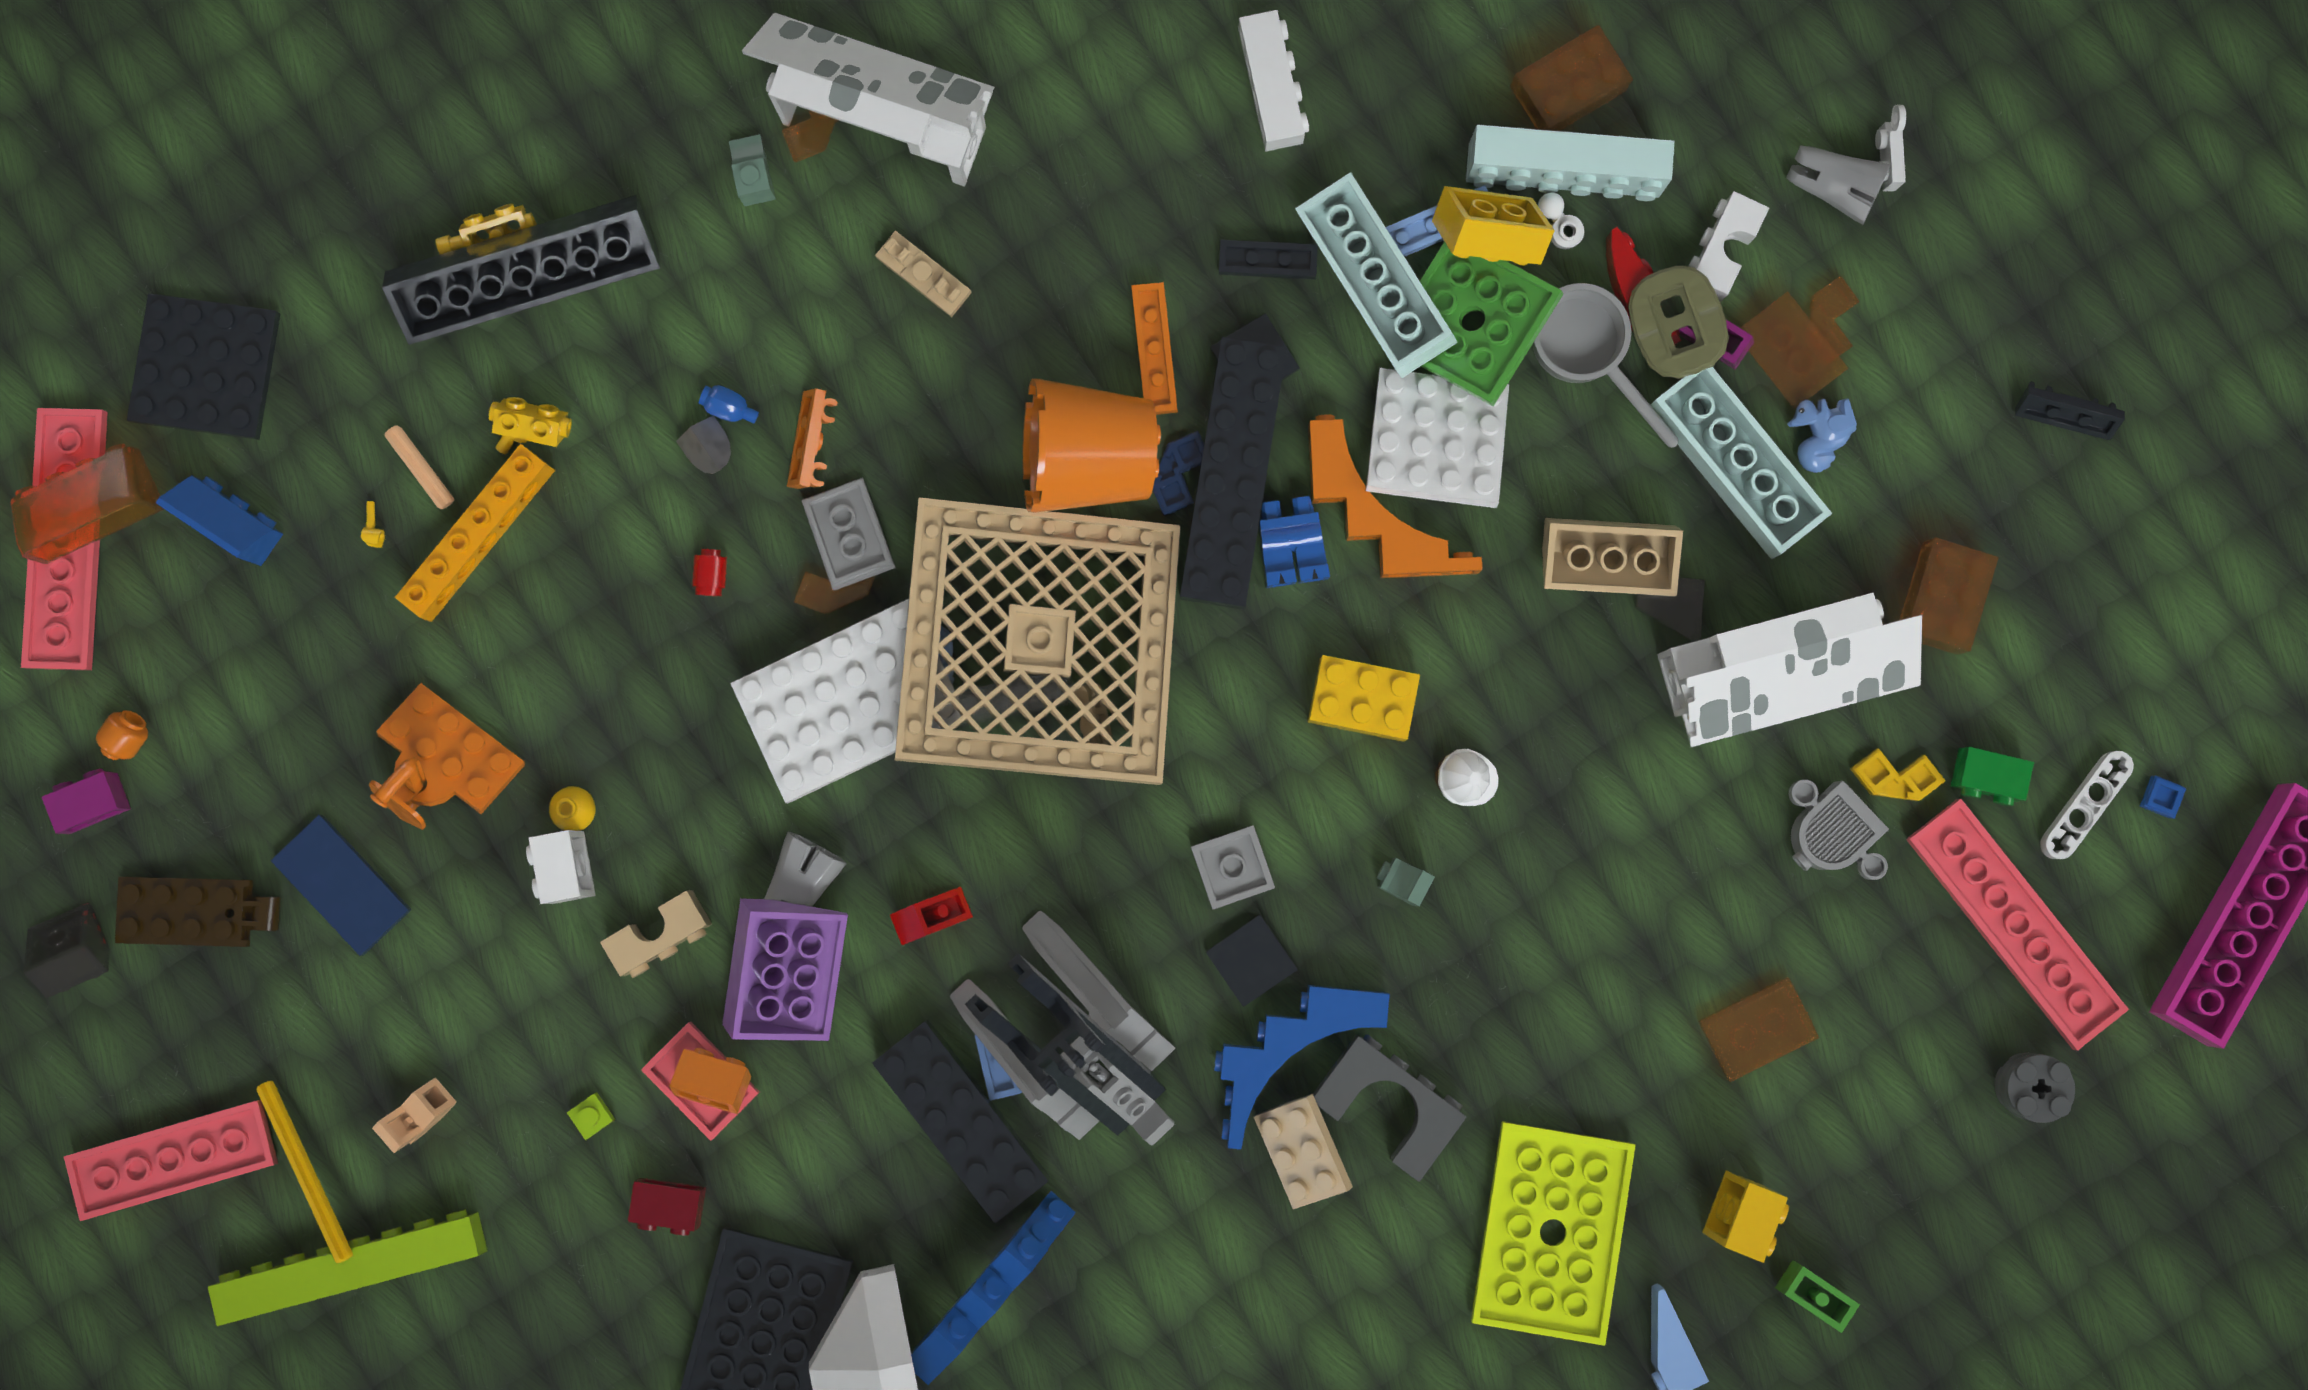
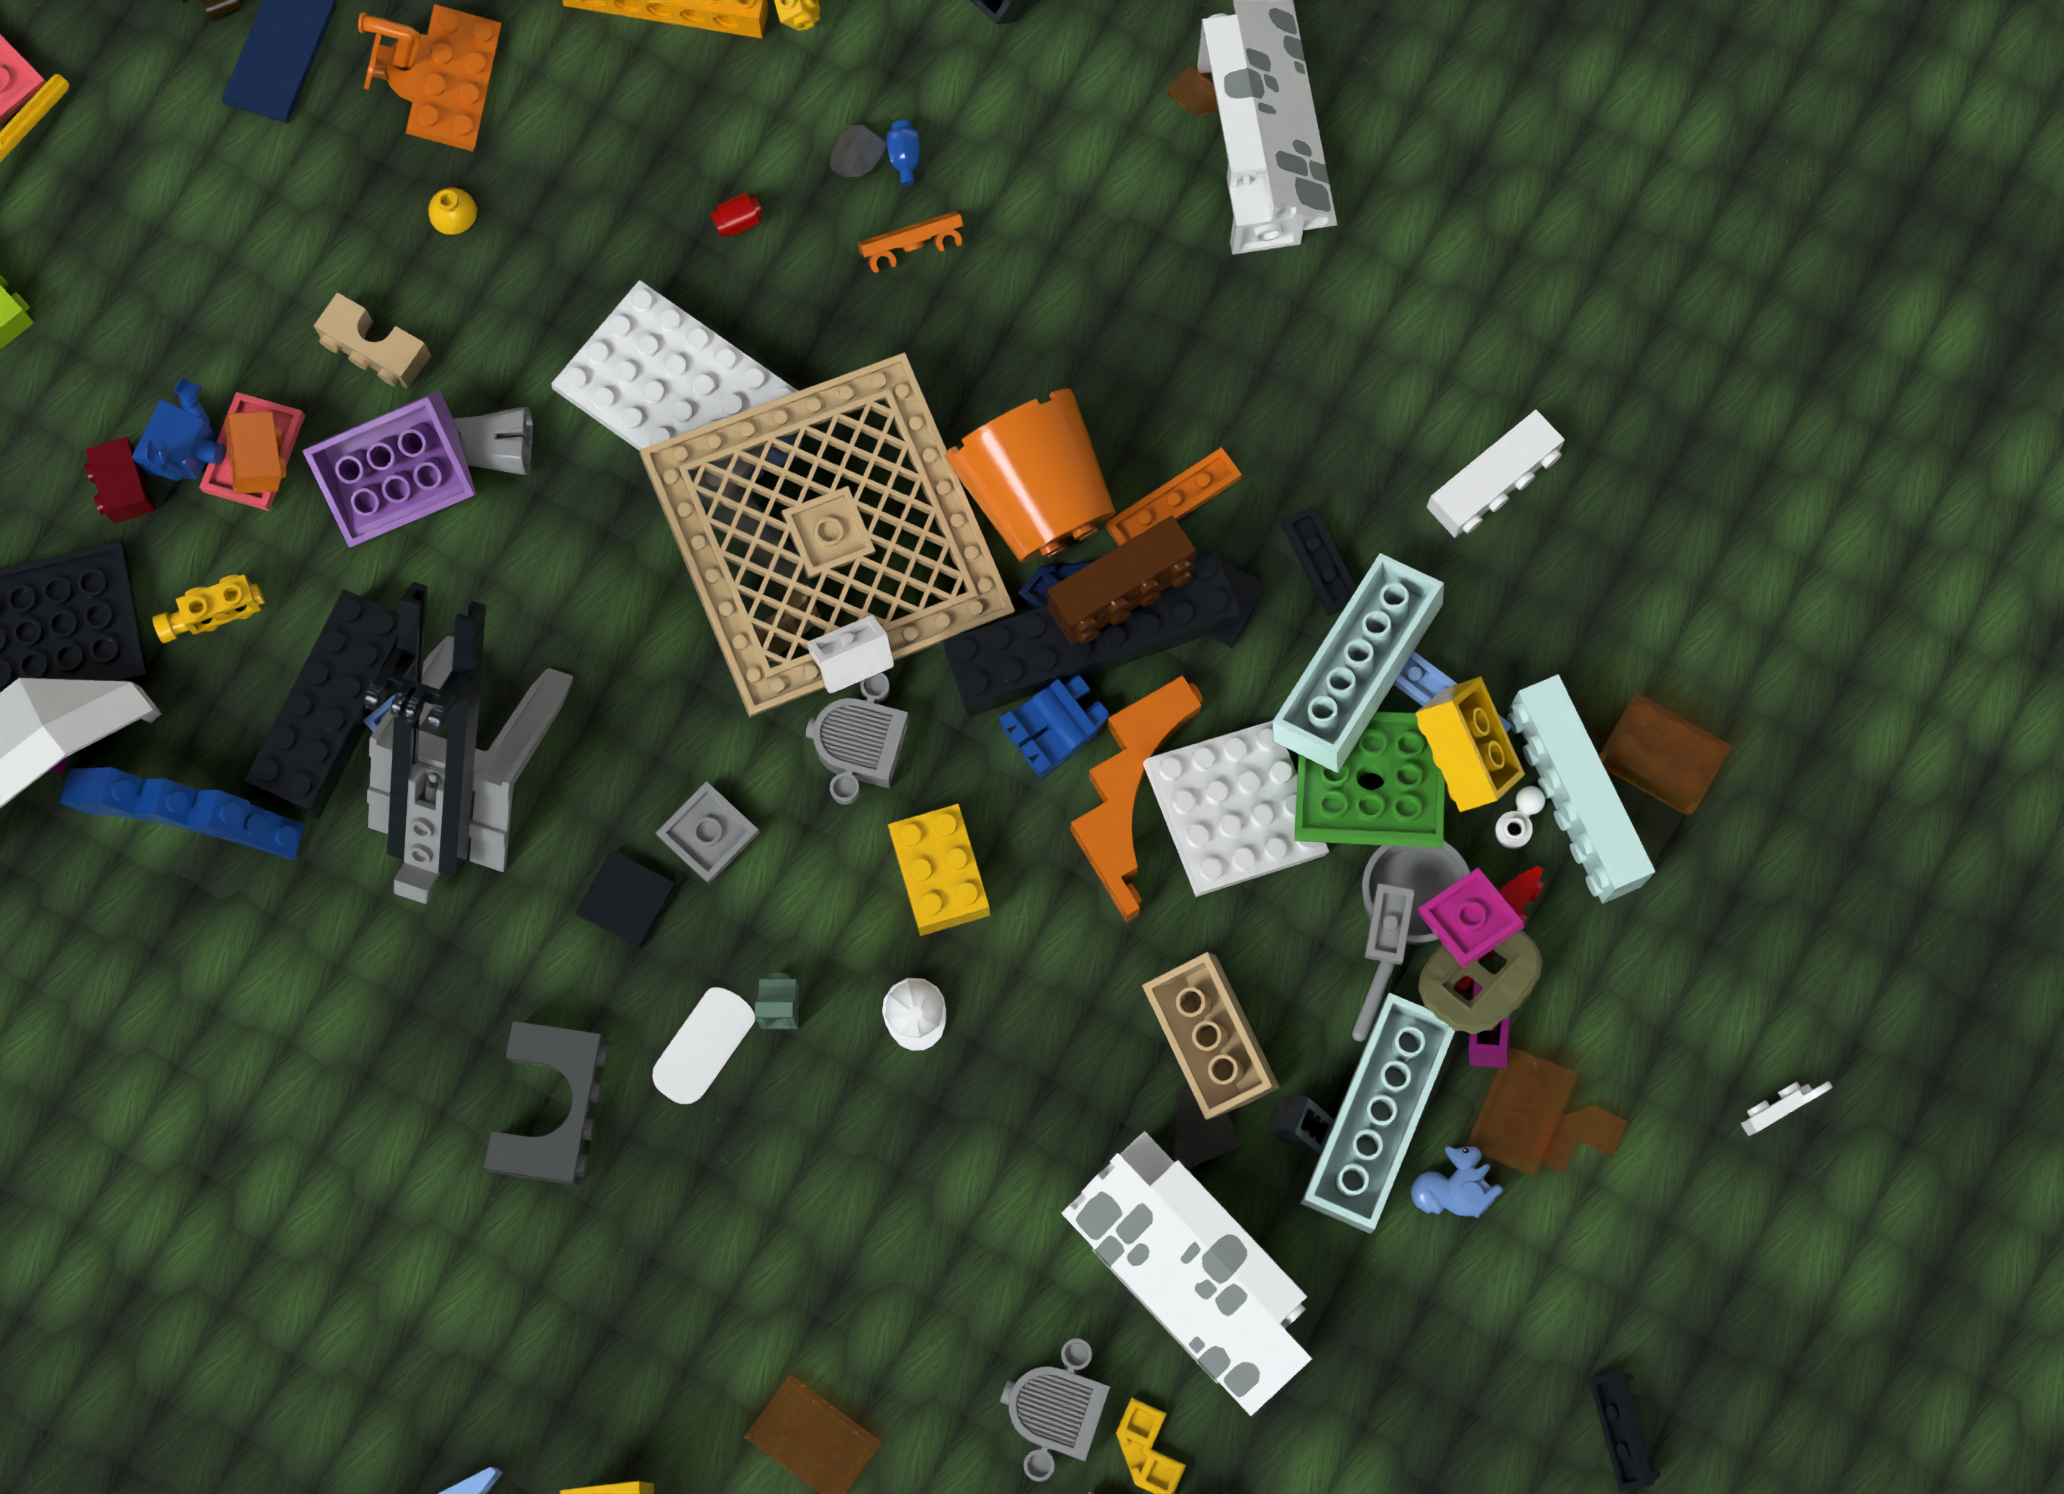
camera: 60 degrees right, 10 degrees down
(415, 1115) = (94, 220): light nougat brick -> none
(560, 867) = (390, 223): white brick -> none
(591, 1116) = (169, 371): lime plate -> none
(661, 1138) = (179, 440): none -> blue torso
(751, 170) = (1135, 59): sand green arch -> none
(819, 595) = (795, 347): clear orange tile -> none
(823, 1173) = (204, 603): none -> yellow brick
(848, 534) = (840, 317): light grey tile -> none
(923, 273) = (1126, 259): tan plate -> none
(931, 915) = (515, 576): red slope -> none
(1153, 674) = (851, 653): none -> white panel
(1220, 424) = (1122, 581): none -> reddish brown brick
(1221, 705) = (859, 739): none -> light grey piece
(1249, 1067) = (518, 951): blue arch -> none
(1303, 1151) = (459, 1041): tan plate -> none
(1402, 958) = (702, 1045): none -> white sticker
(1562, 1286) = (440, 1327): neon yellow plate -> none
(1603, 369) = (1389, 924): none -> light grey plate
(1634, 303) = (1470, 918): none -> dark pink plate
(1715, 525) = (1301, 1123): none -> black arch
(1738, 220) = (1621, 986): white arch -> none
(1839, 180) = (1722, 1073): light grey piece -> none
(1949, 593) = (1360, 1399): clear orange brick -> none

